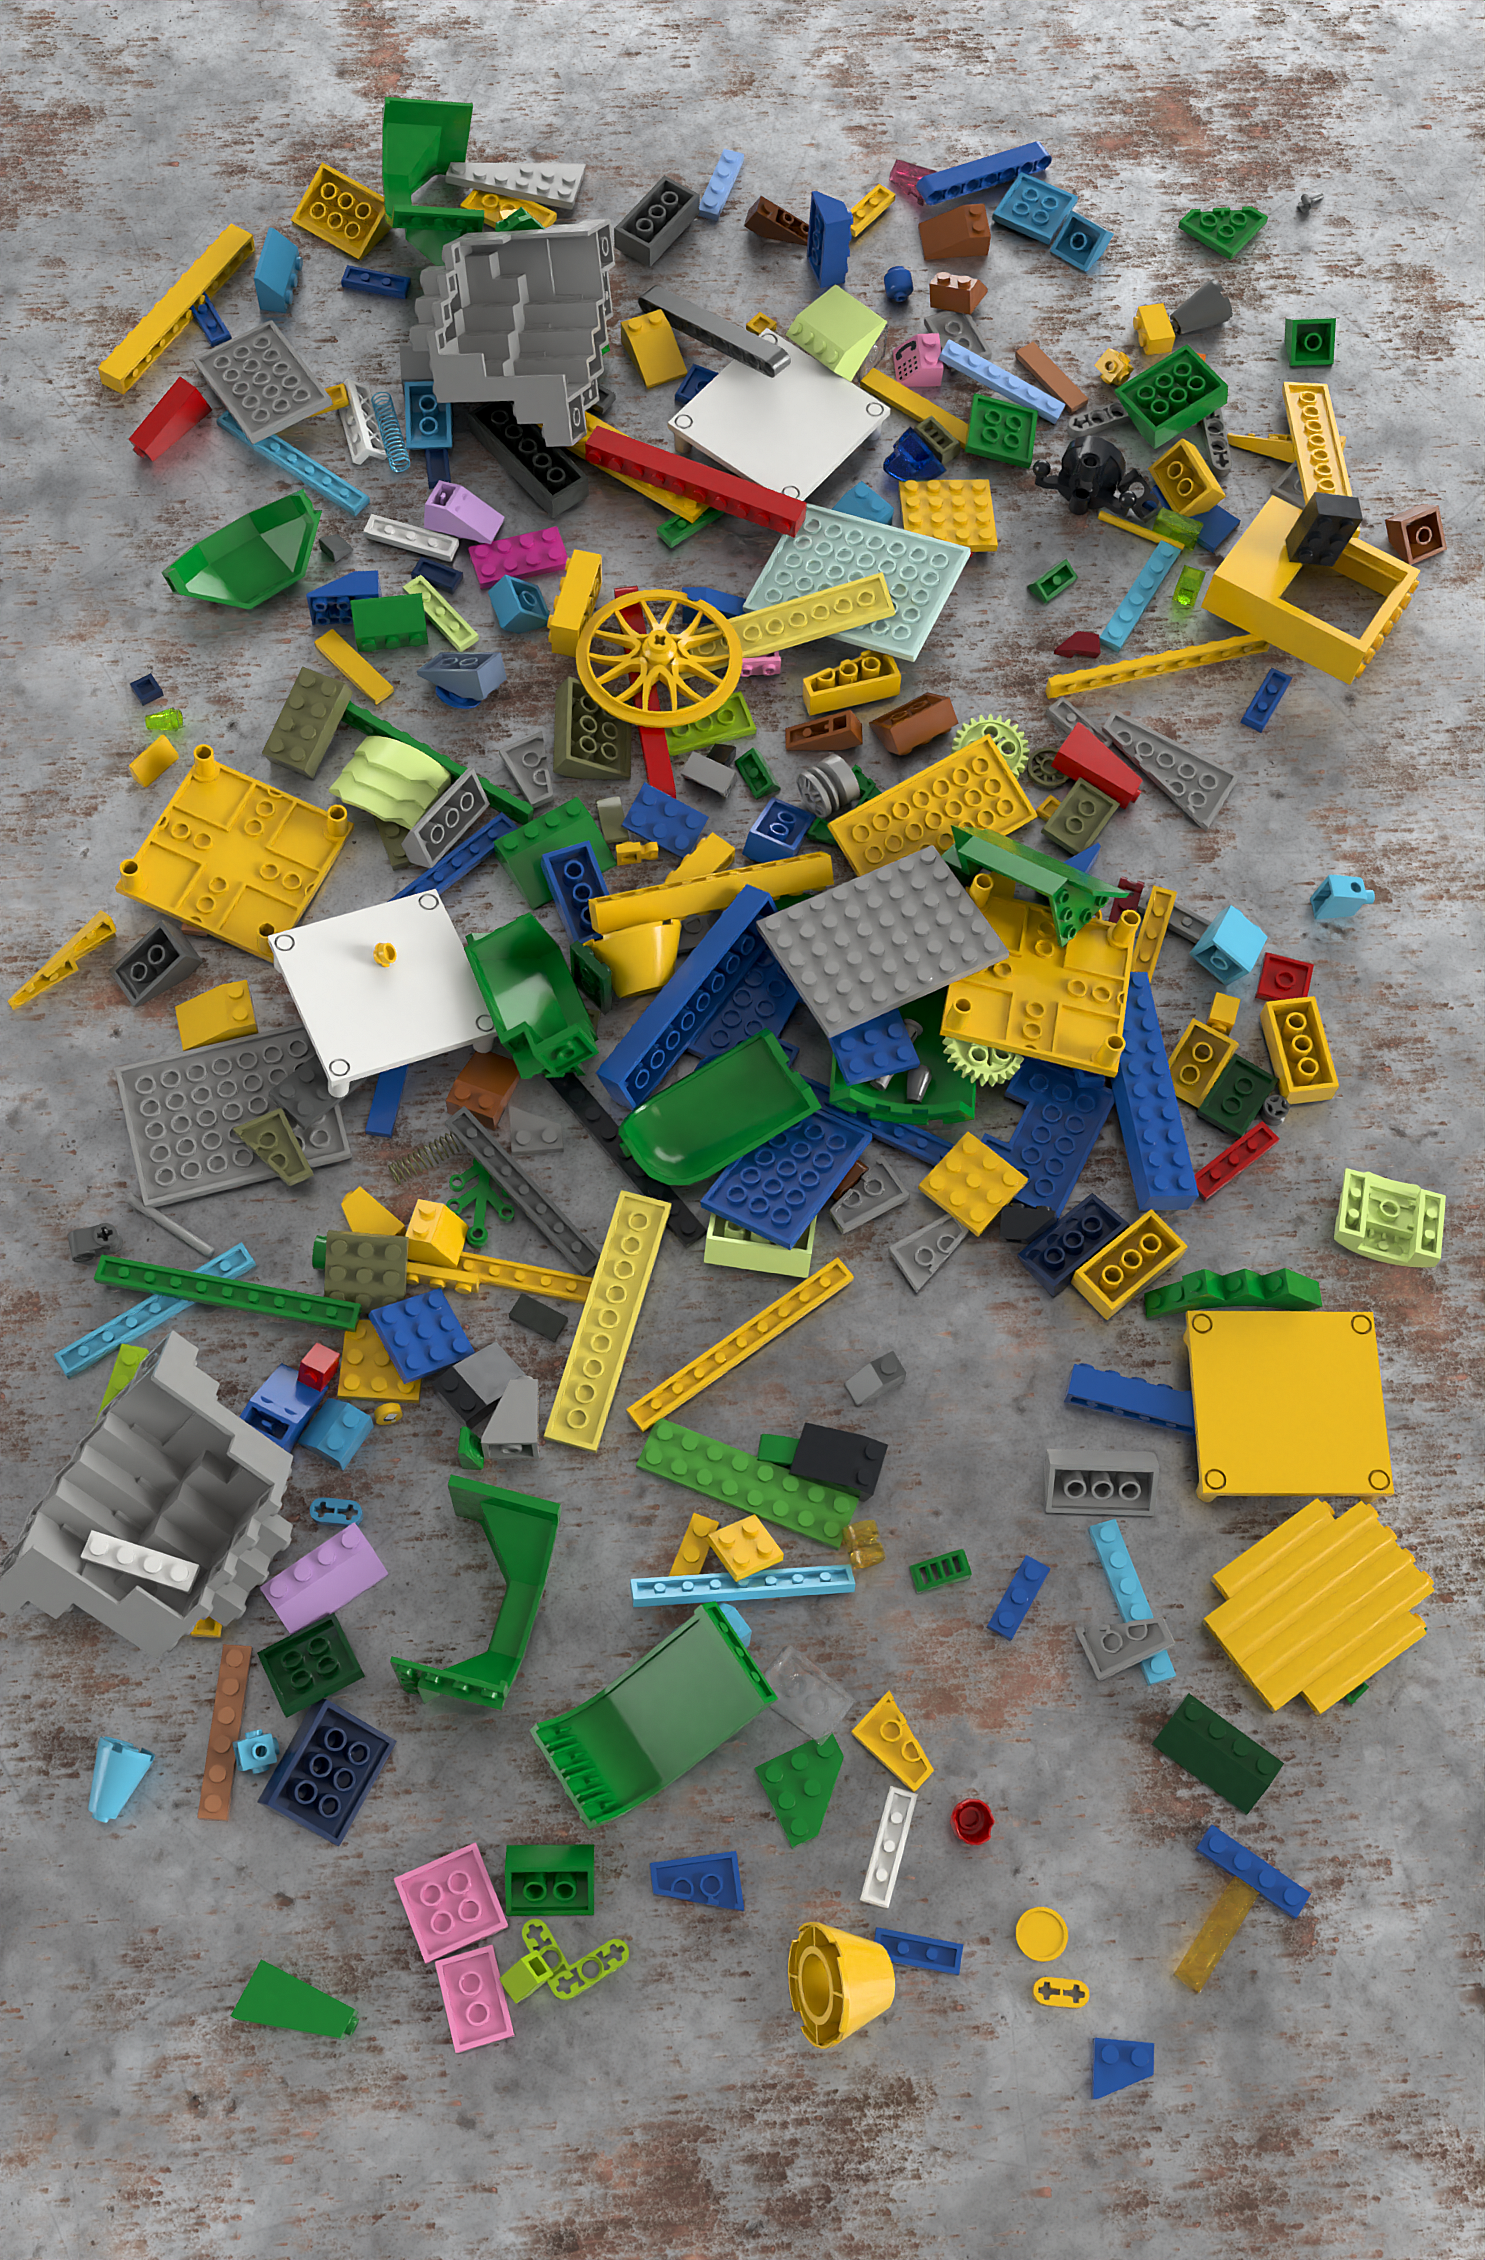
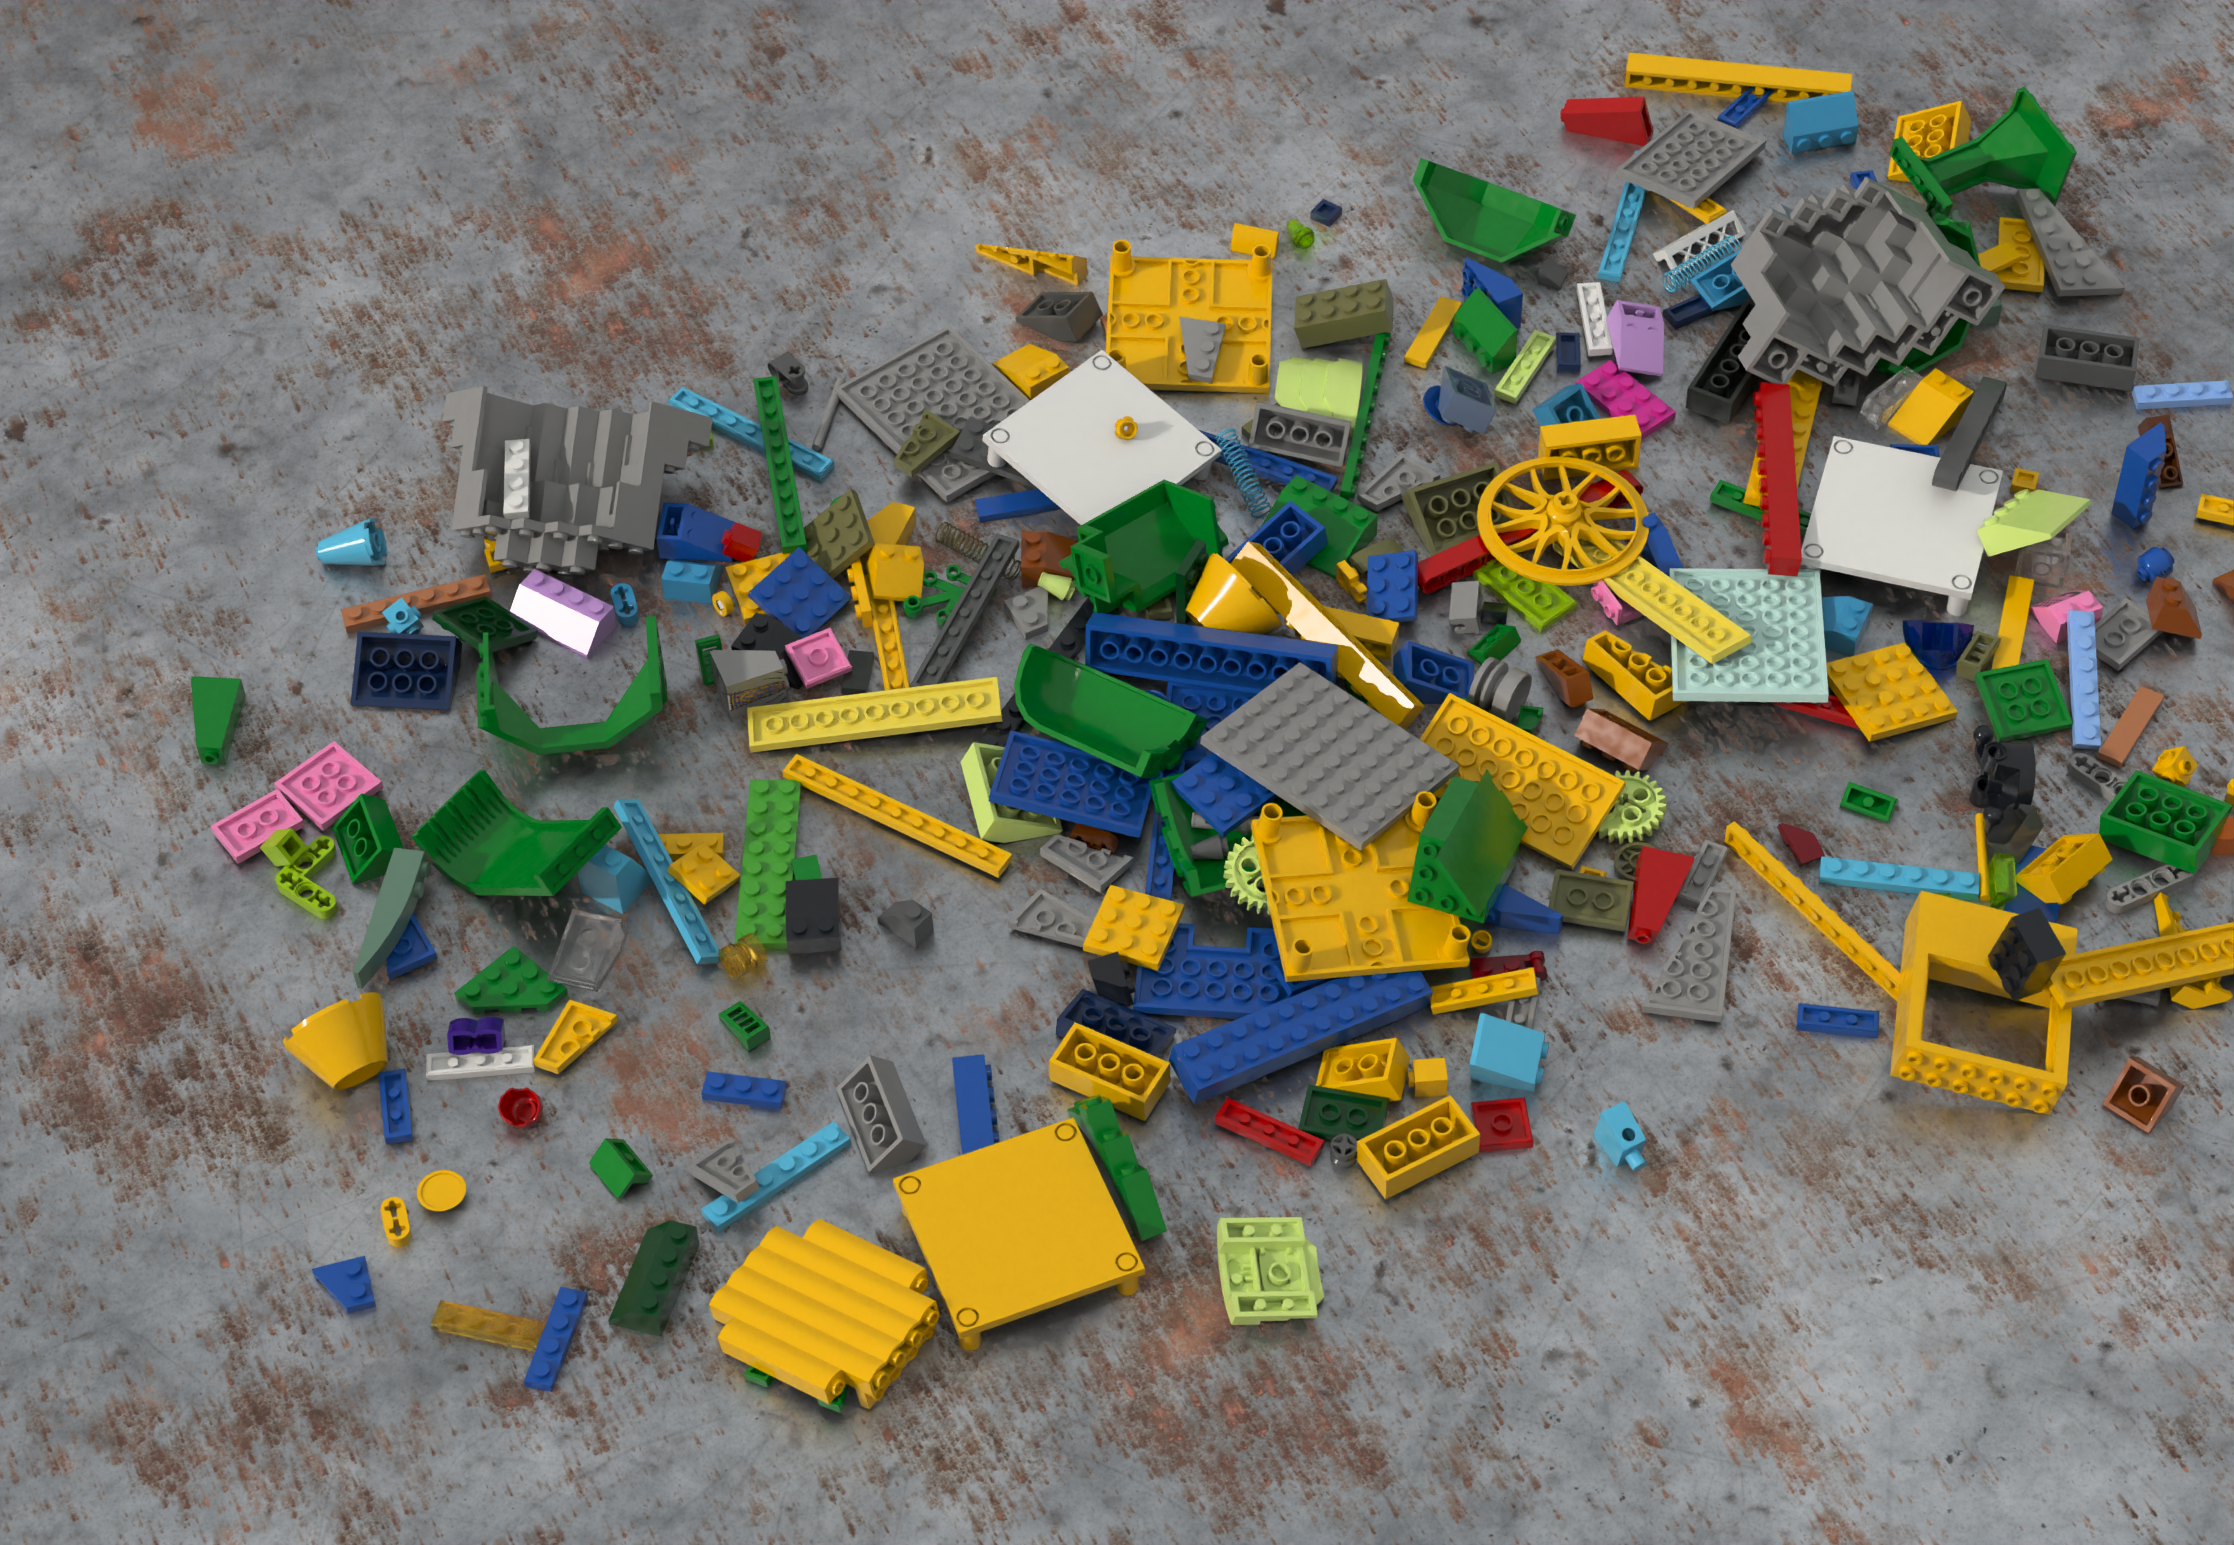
camera: 75 degrees right, 15 degrees down
(277, 855) = (1202, 347): none -> light grey wing
(423, 879) = (1240, 472): none -> medium azure piece
(513, 1345) = (818, 658): none -> bright pink tile
(521, 1095) = (1059, 586): none -> yellowish green cone
(631, 369) = (1888, 398): none -> clear slope
(671, 1878) = (392, 910): none -> sand green slope
(864, 1840) = (469, 1035): none -> dark purple brick
(1073, 1746) = (619, 1166): none -> green panel

